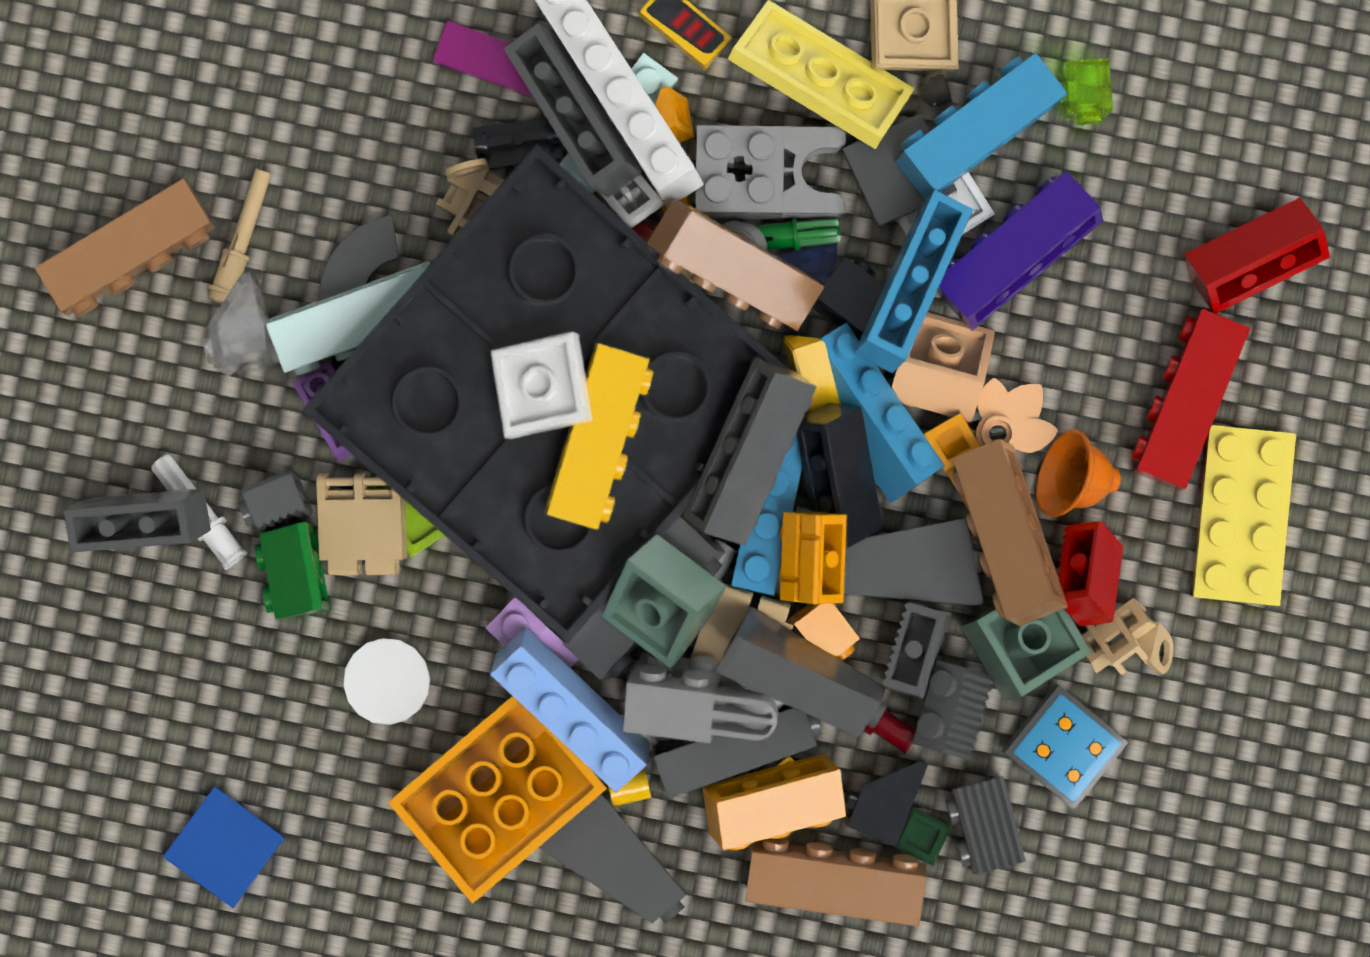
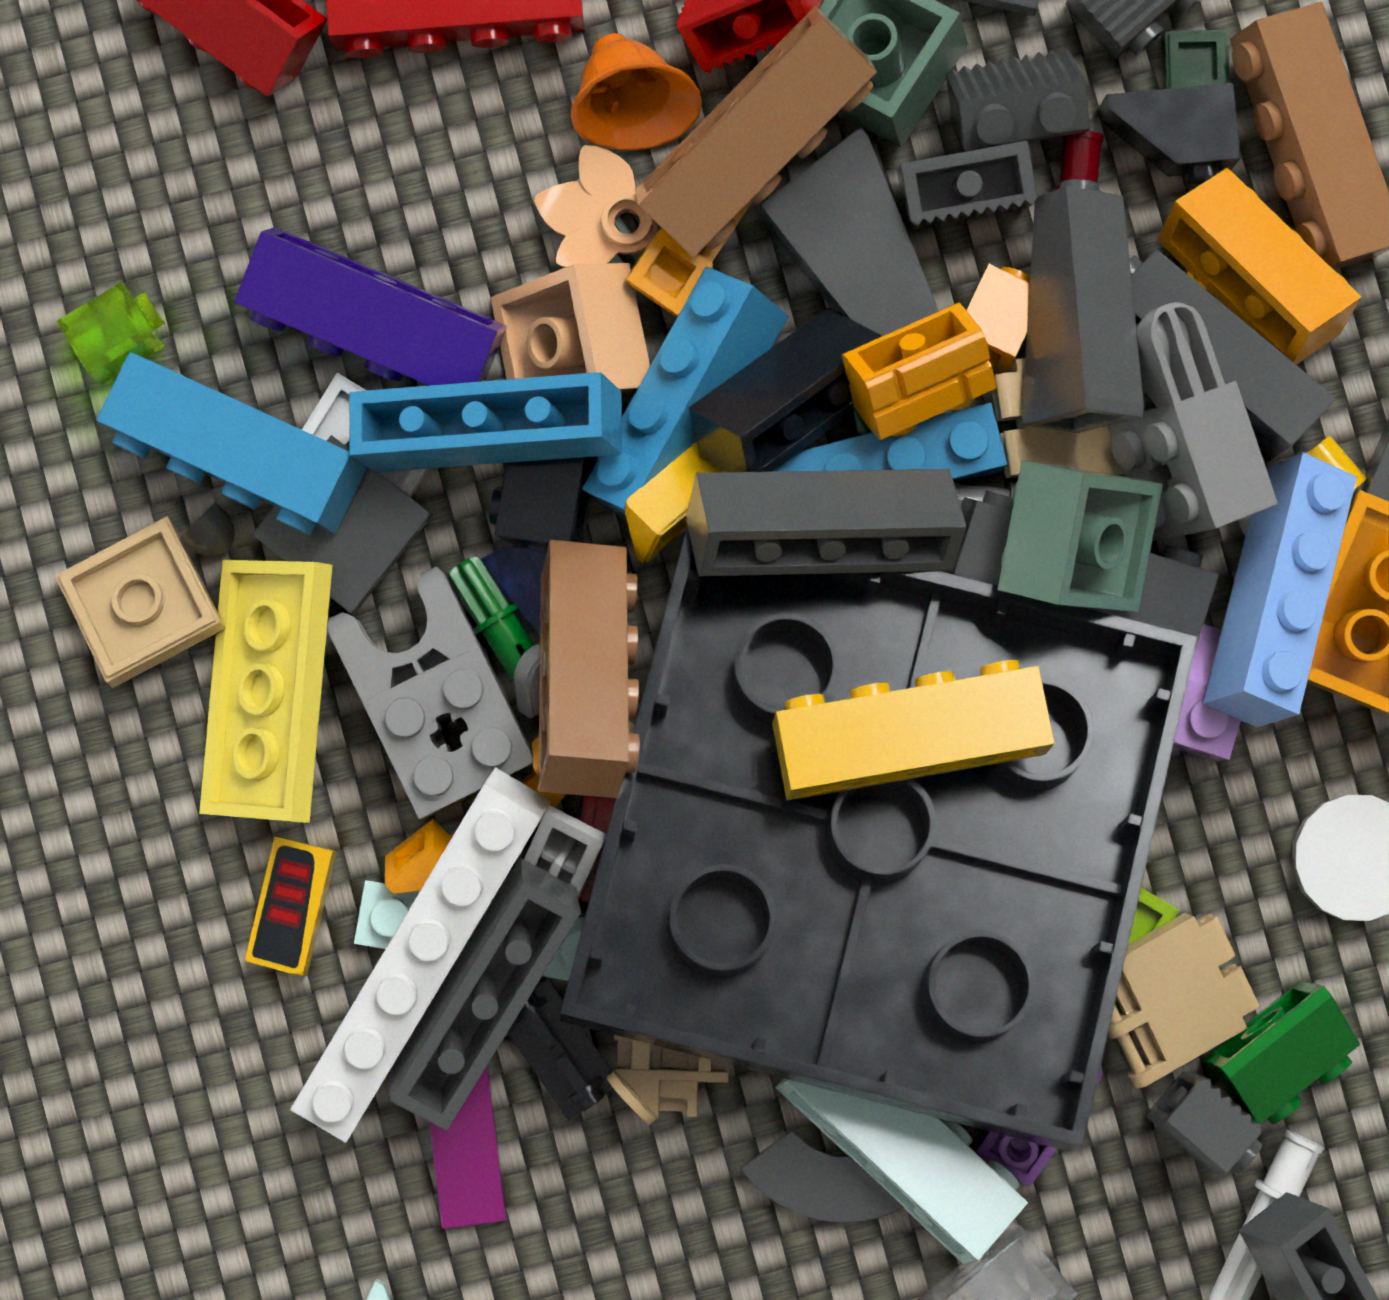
camera: 120 degrees left, 0 degrees up
(541, 385) = (885, 839): white tile -> none

